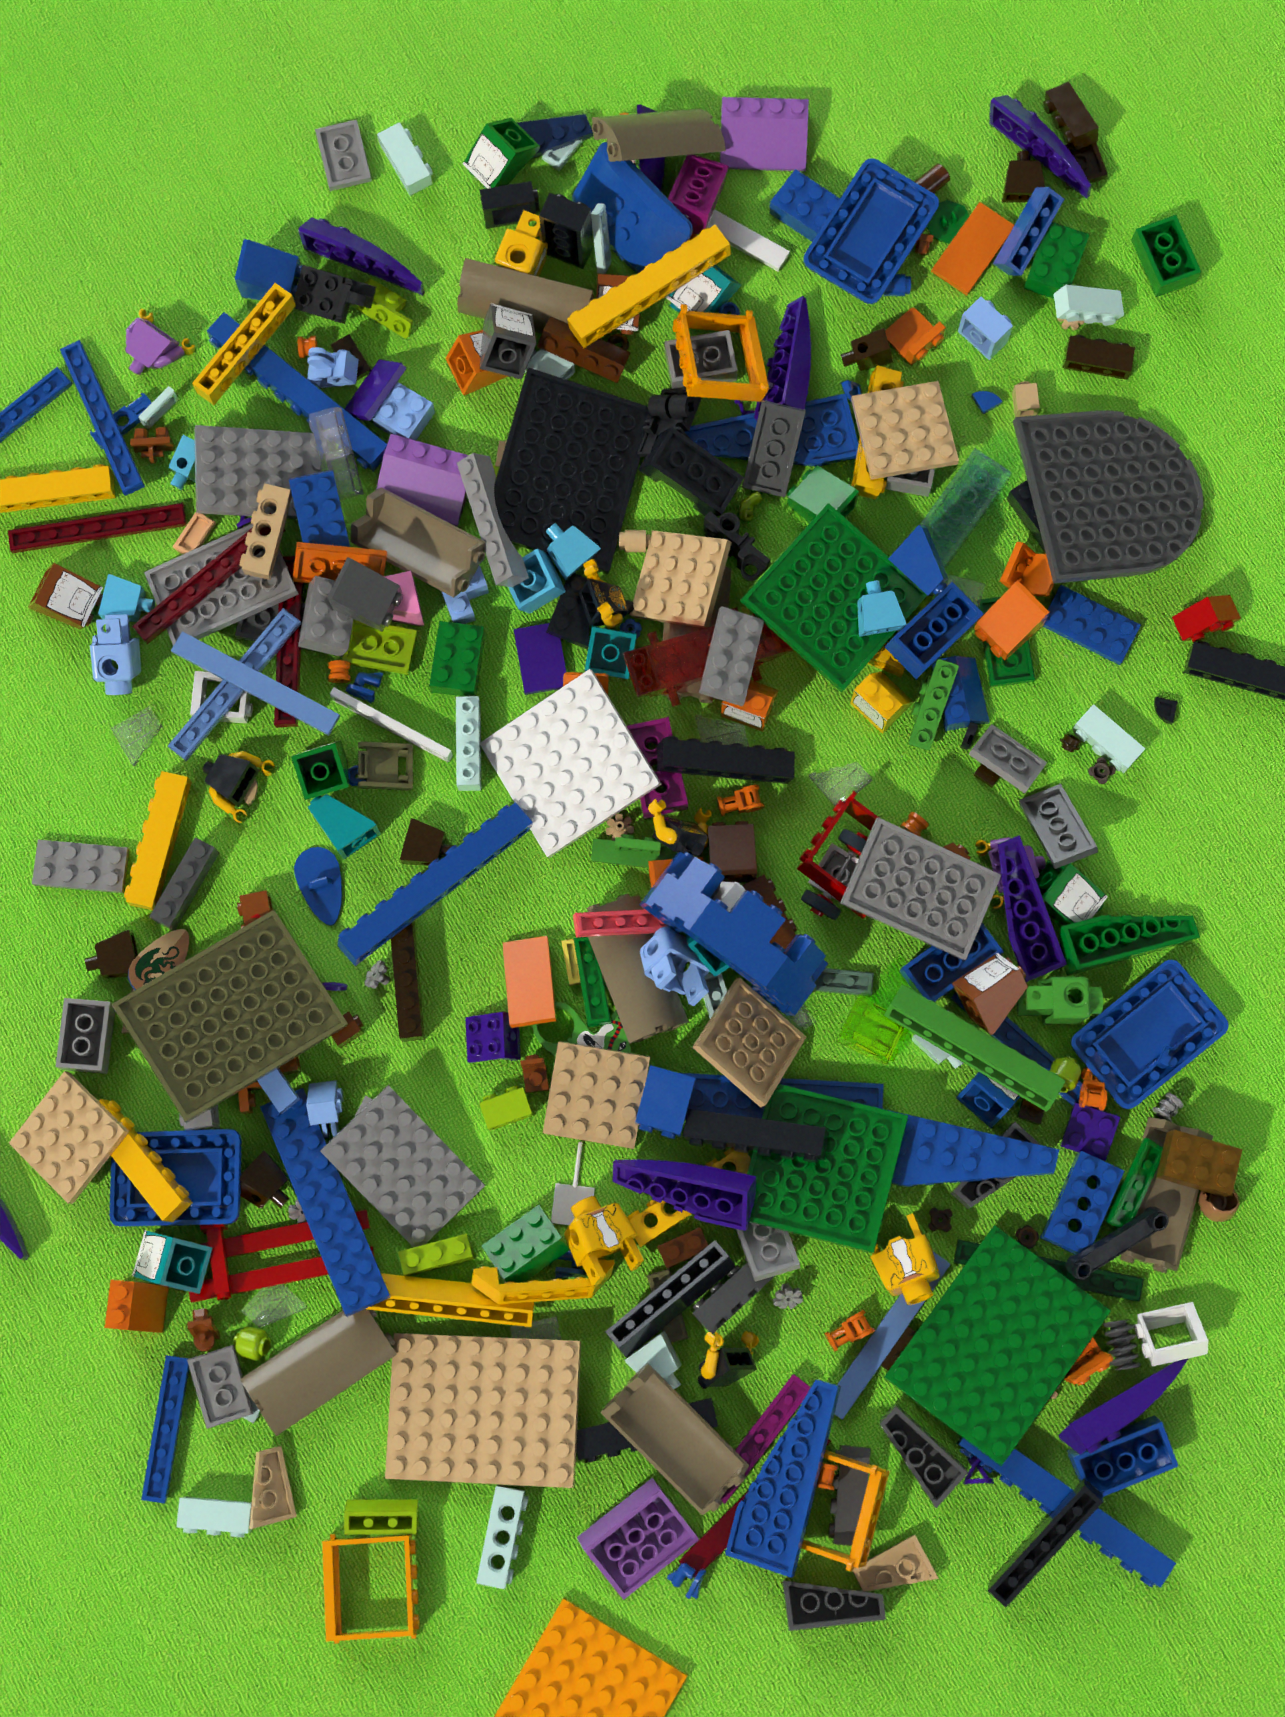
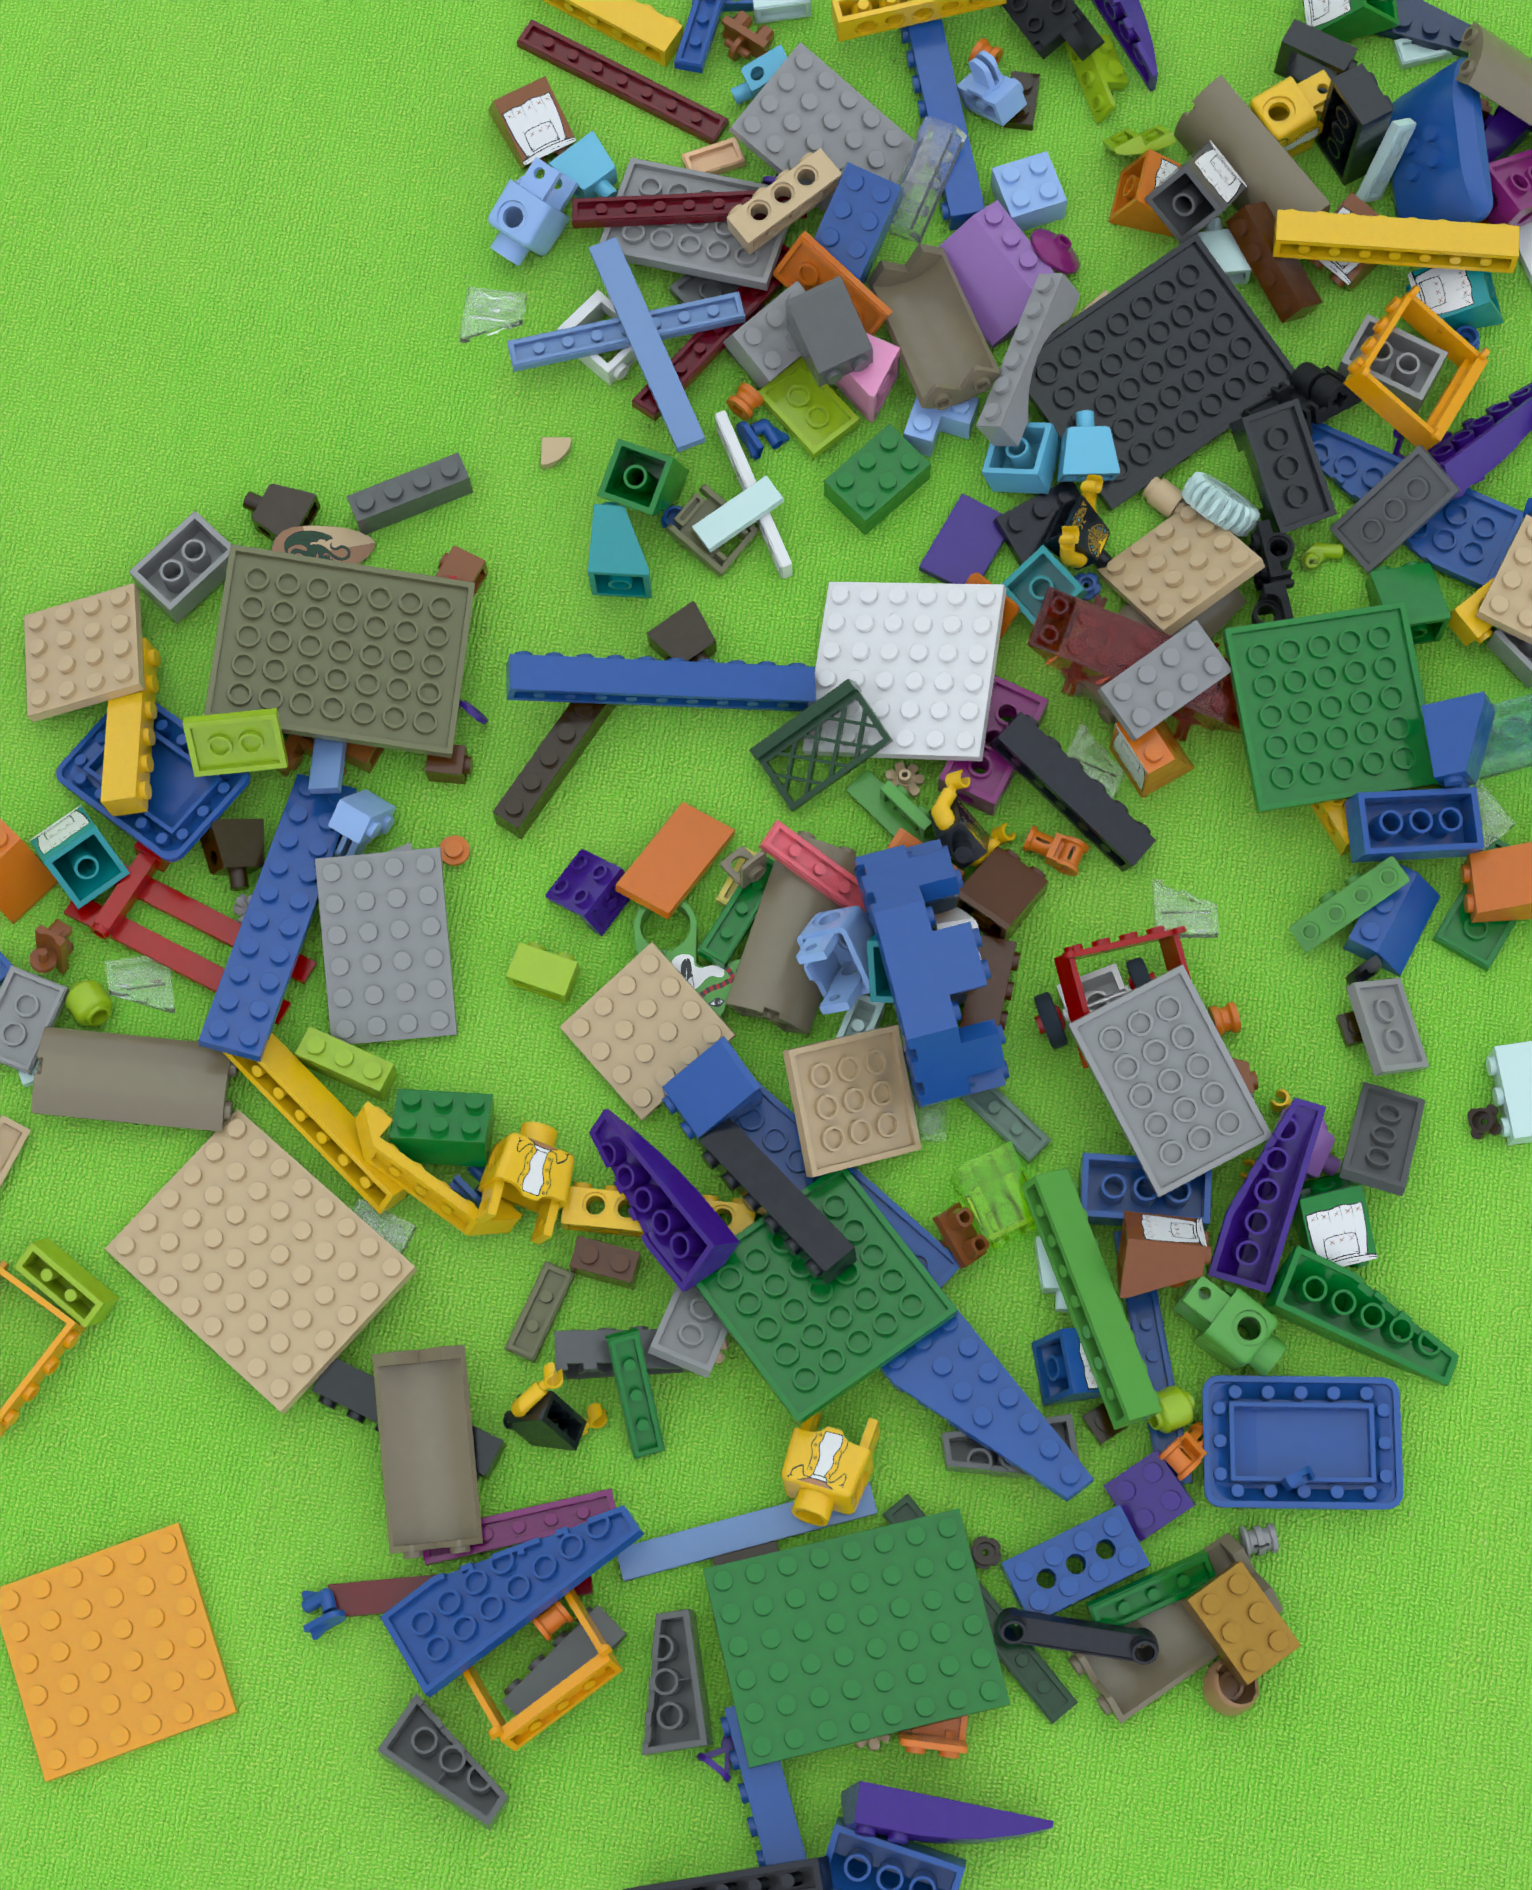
camera: 40 degrees right, 5 degrees down
(80, 866) = (324, 400): light grey plate -> none
(158, 840) = (422, 430): yellow brick -> none
(216, 1121) = (235, 742): none -> lime plate
(231, 779) = (546, 424): black torso -> none
(320, 883) = (548, 599): blue shield -> none
(375, 389) = (1019, 146): dark purple tile -> none
(377, 975) = (526, 735): light grey plant -> none
(393, 1077) = (454, 850): none -> orange plate
(395, 745) = (738, 514): none -> light aqua tile
(446, 333) = (1132, 143): none -> lime slope
(449, 438) = (1055, 251): none -> magenta dish
(467, 743) = (815, 571): light aqua brick -> none
(488, 1573) = (124, 1429): light aqua brick -> none
(534, 1074) = (604, 959): dark orange bracket -> none
(539, 840) = (811, 720): none -> dark green fence
(568, 1195) = (534, 1110): white piece -> none
(582, 953) = (749, 871): none -> dark tan bracket
(619, 338) = (1323, 281): dark brown plate -> none
(637, 1538) = (305, 1525): medium lavender slope -> none
(660, 1356) = (486, 1355): light aqua torso -> none
(670, 1299) = (545, 1301): black brick -> none
(671, 522) = (1220, 504): none -> light aqua gear
(764, 1309) = (635, 1393): none -> green tile
(788, 1297) = (673, 1404): light grey plant -> none
(851, 1330) = (711, 1494): orange connector -> none
(869, 1069) = (960, 1235): none -> dark orange hips
(879, 611) = (1366, 756): medium azure torso -> none
(880, 700) = (1295, 857): yellow slope -> none
(896, 1566) = (549, 1783): tan wing -> none
(935, 1215) = (905, 1448): dark brown plate -> none
(1070, 742) = (1473, 1065): dark brown plate -> none
(1121, 1344) = (992, 1751): dark grey piece -> none
(1167, 1317) = (1067, 1764): white window -> none

